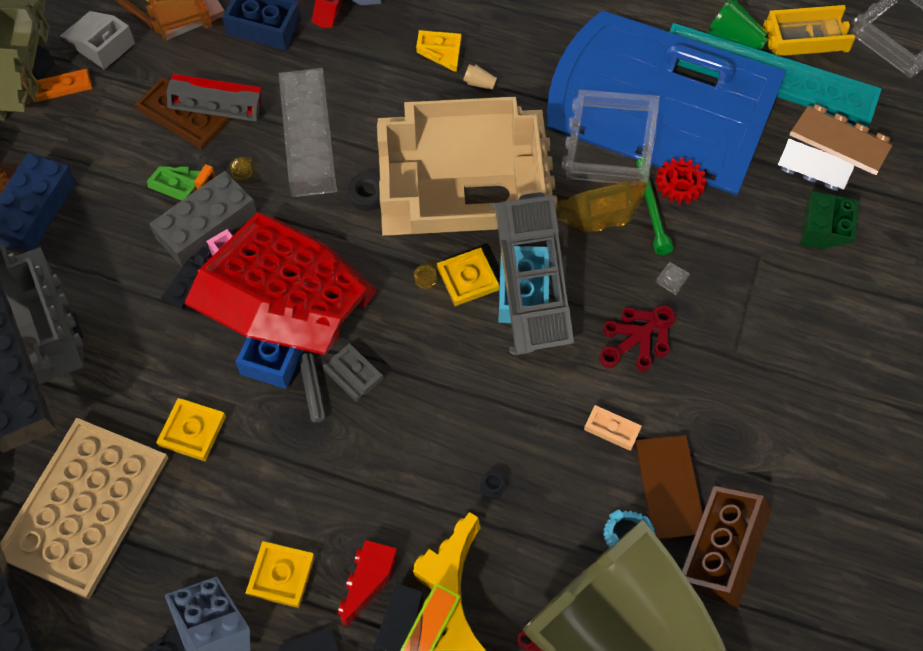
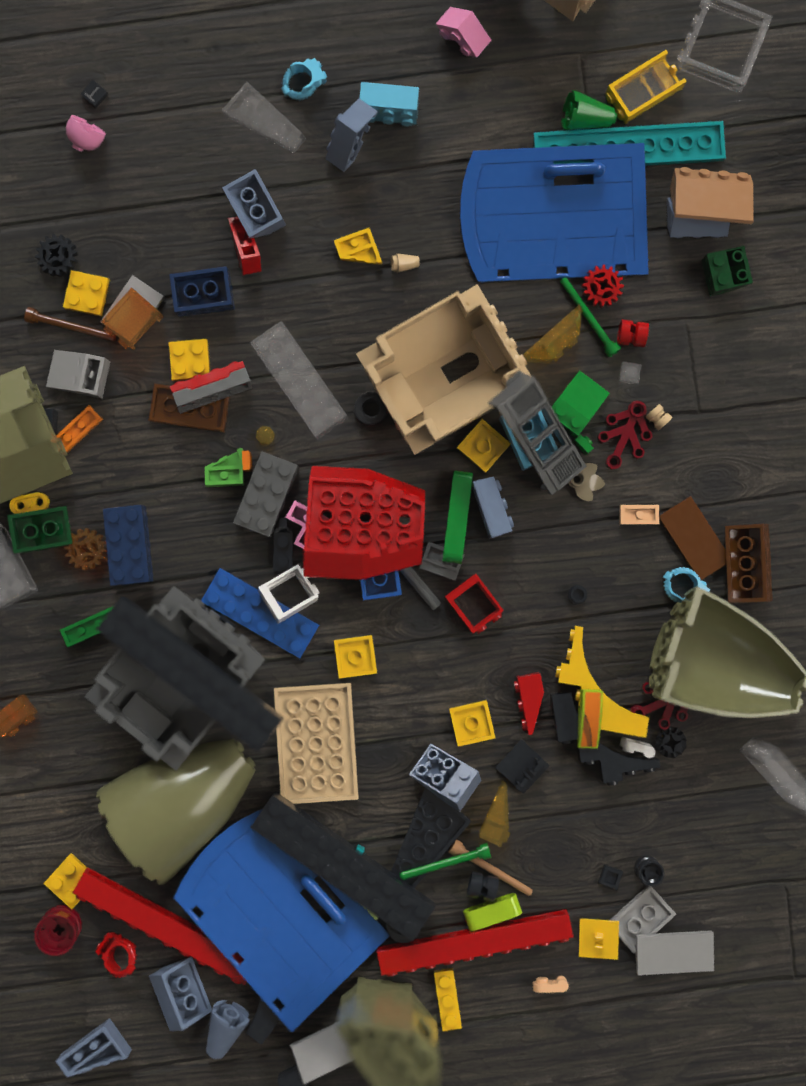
camera: 20 degrees left, 25 degrees up
(119, 336) = (244, 605): none -> blue plate
(162, 306) = (264, 592): none -> white window
(214, 67) = (189, 359): none -> yellow plate
(361, 411) = (480, 626): none -> red window
(395, 331) = (457, 517): none -> green beam
(425, 276) = (452, 460): clear yellow tile -> none
(441, 338) = (492, 507): none -> sand blue slope
(569, 367) = (588, 482): none -> dark tan plate
(582, 323) = (583, 444): none -> green plate
(596, 282) = (579, 403): none -> green slope
(610, 173) = (567, 268): clear window -> none
(685, 333) = (658, 417): none -> tan wheel
(694, 237) = (633, 333): none -> red wheel

